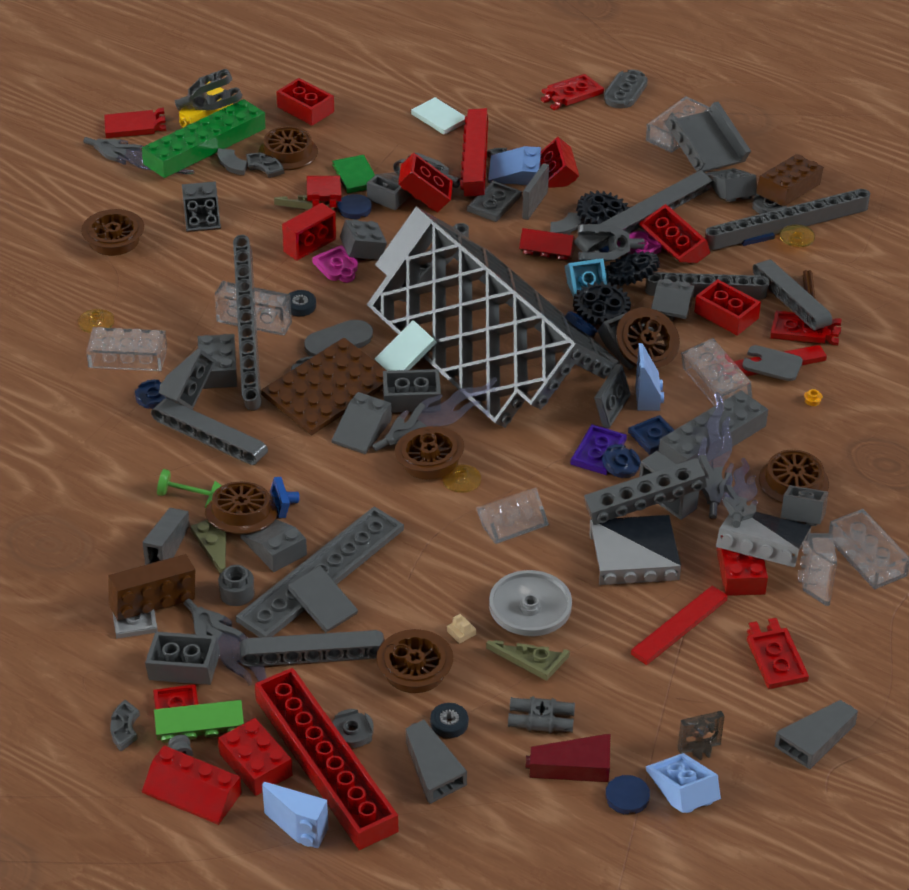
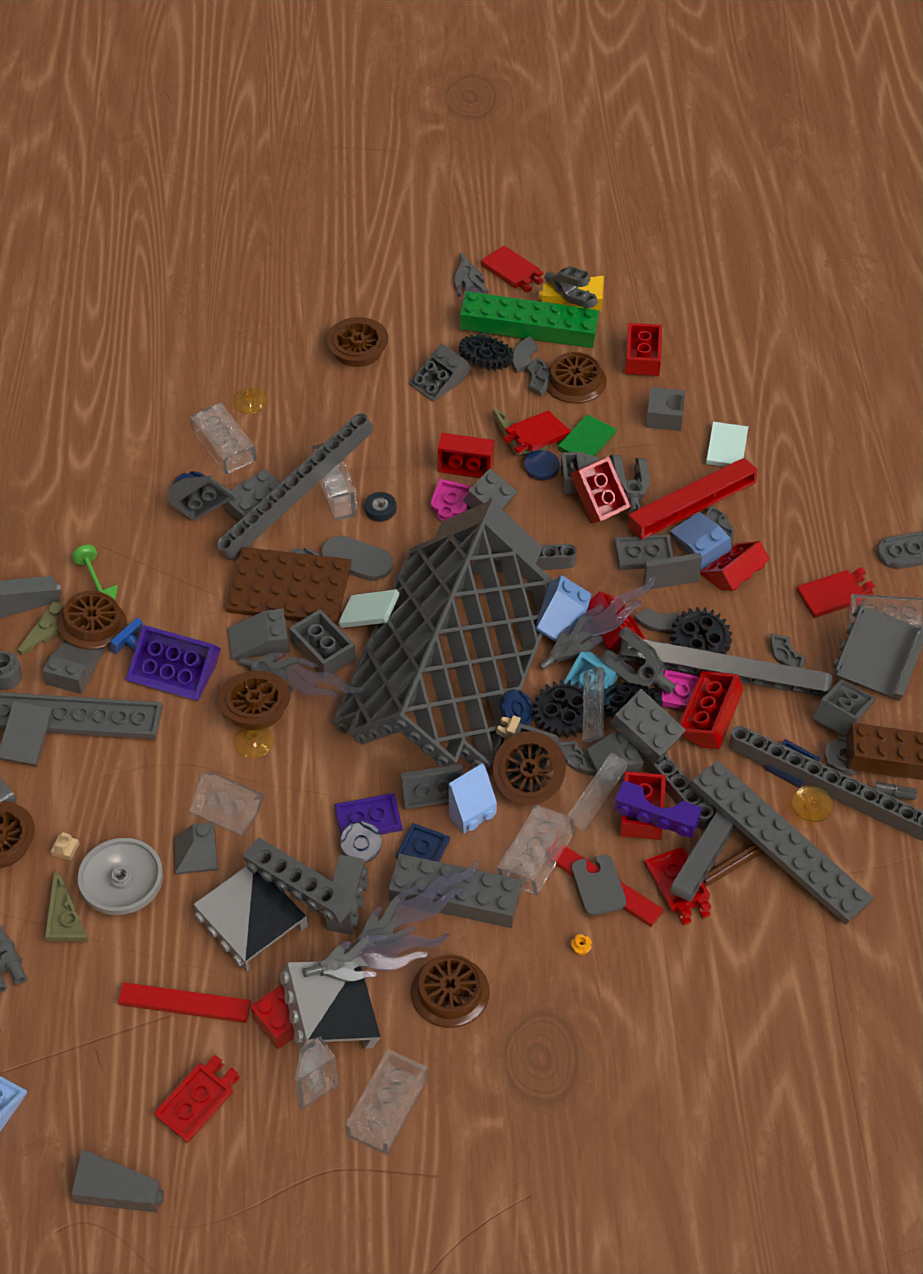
camera: 55 degrees right, 10 degrees up
(209, 431) = (169, 550): dark grey beam -> none
(212, 172) = (486, 352): none -> black gear
(337, 482) = (172, 662): none -> dark purple slope
(371, 125) = (665, 409): none -> dark grey piece
(514, 255) = (561, 607): none -> medium blue slope
(540, 551) = (196, 849): none -> dark grey slope
(547, 252) = (571, 642): none -> clear purple piece
(571, 91) = (863, 513): red tile -> none
(600, 332) = (510, 727): none -> tan tile
(620, 282) = (593, 704): none -> clear tile
(626, 138) = (833, 591): none -> red tile
(651, 185) = (784, 653): none -> dark grey tile
(674, 261) = (647, 726): none -> dark grey brick
(694, 315) = (597, 791): none -> clear tile
(702, 724) = (42, 1092): clear smoke piece -> none
(733, 300) = (679, 819): none -> dark purple arch
(804, 505) = (402, 1016): dark grey brick -> none
(816, 261) = (782, 842): none -> dark grey plate
(823, 194) = (897, 791): none -> dark grey axle

